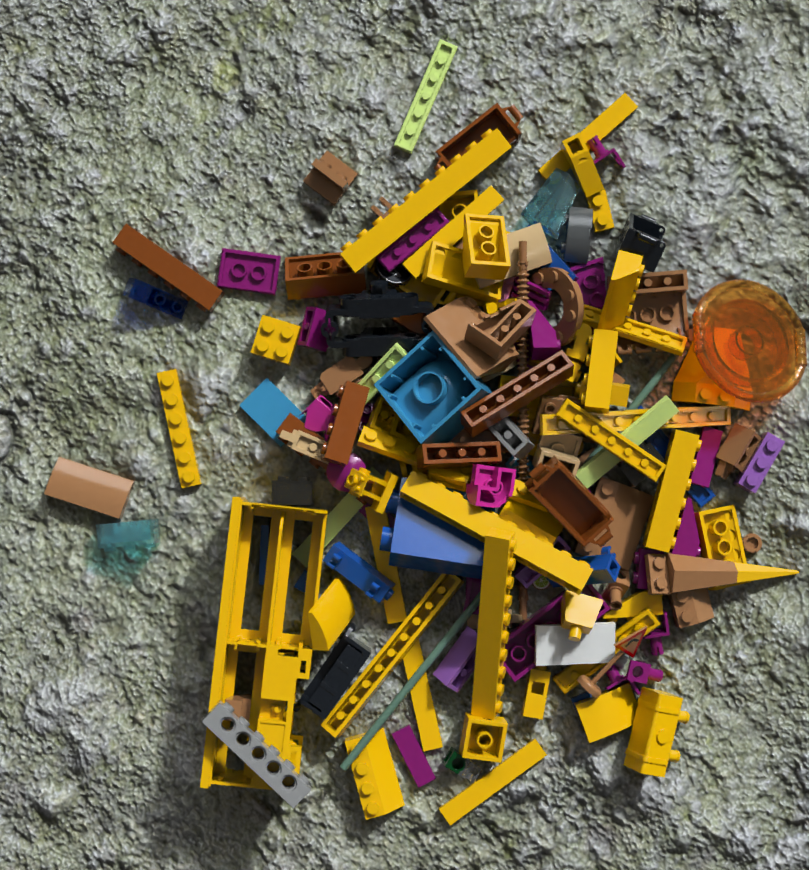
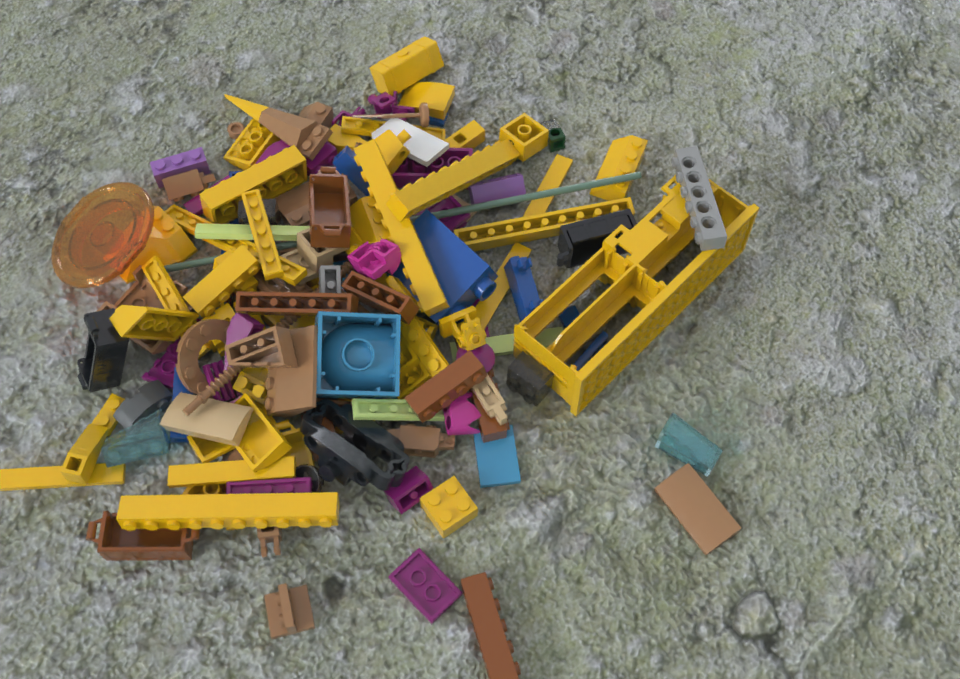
camera: 145 degrees left, 25 degrees down
(155, 298) = (525, 625): clear blue slope -> none
(179, 428) = (584, 502): yellow plate -> none
(241, 704) = (685, 254): medium nougat slope -> none
(321, 276) = (367, 532): dark orange slope -> none
(330, 615) = (571, 263): yellow slope -> none
(413, 755) = (581, 162): magenta tile -> none
(425, 96) = (147, 619): yellowish green tile -> none
(485, 247) = (217, 427): yellow slope -> none
(492, 781) = (562, 115): yellow tile -> none
(600, 152) = (58, 450): magenta bracket -> none

